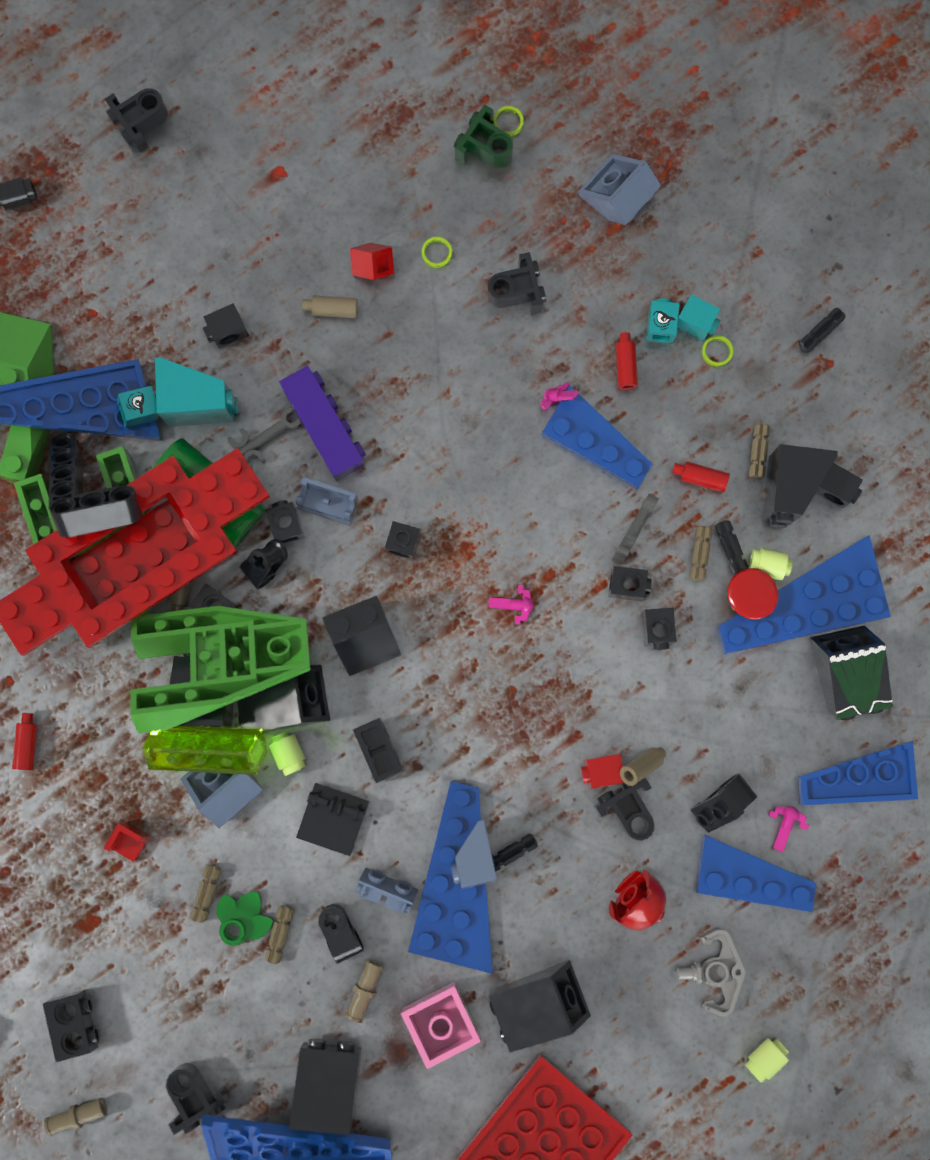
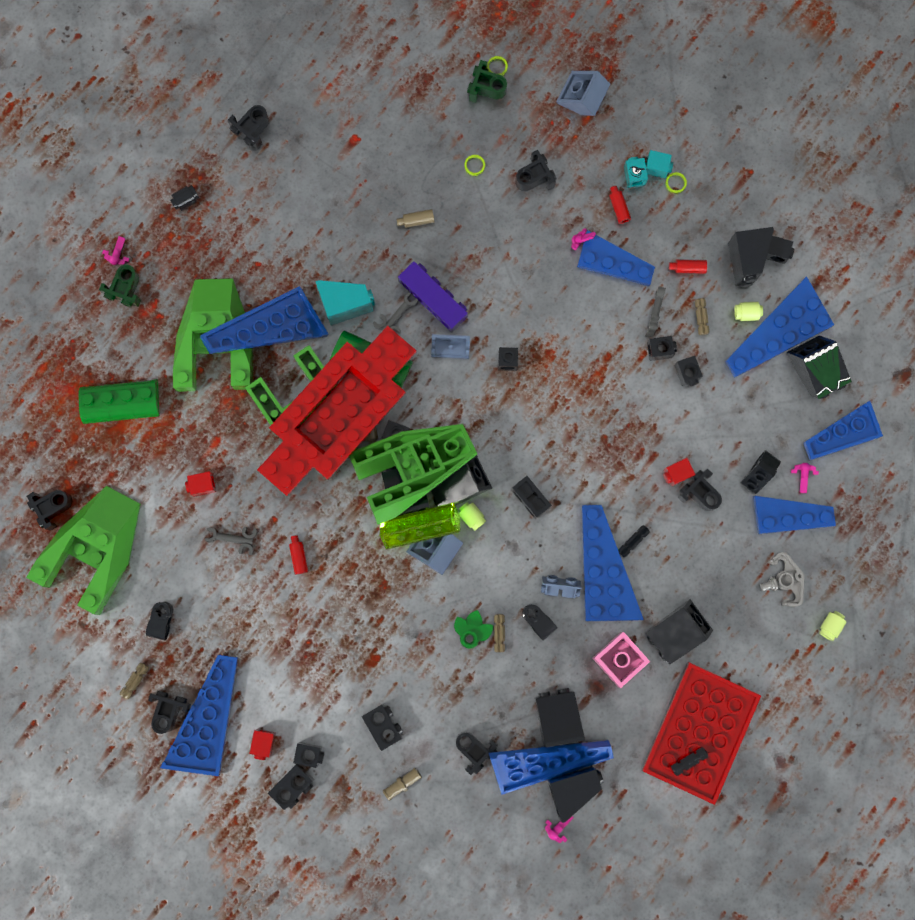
camera: 20 degrees left, 0 degrees up
(87, 512) = (299, 393): black beam -> none
(127, 841) = (384, 600): red panel -> none
(138, 406) = (311, 316): teal brick -> none
(205, 893) = (444, 619): dark tan axle -> none
(224, 326) = (350, 250): black brick -> none
(264, 563) = (422, 397): black piece -> none
(291, 533) = (427, 376): black brick -> none
(332, 819) = (512, 550): black hinge -> none
(362, 635) = (500, 426): black slope -> none
(364, 991) = (565, 653): dark tan pin -> none
(372, 261) = (434, 182): red panel -> none
(474, 860) = (615, 548): sand blue slope -> none
(525, 605) = (598, 379): dark pink piece -> none
(640, 901) = (725, 548): red cylinder -> none
(642, 766) = (703, 461): dark tan cylinder -> none
(731, 546) = (720, 307): black axle -> none
(752, 593) = (743, 333): red piece -> none
(759, 451) = (721, 240): dark tan axle -> none
(822, 330) = (740, 151): black axle -> none

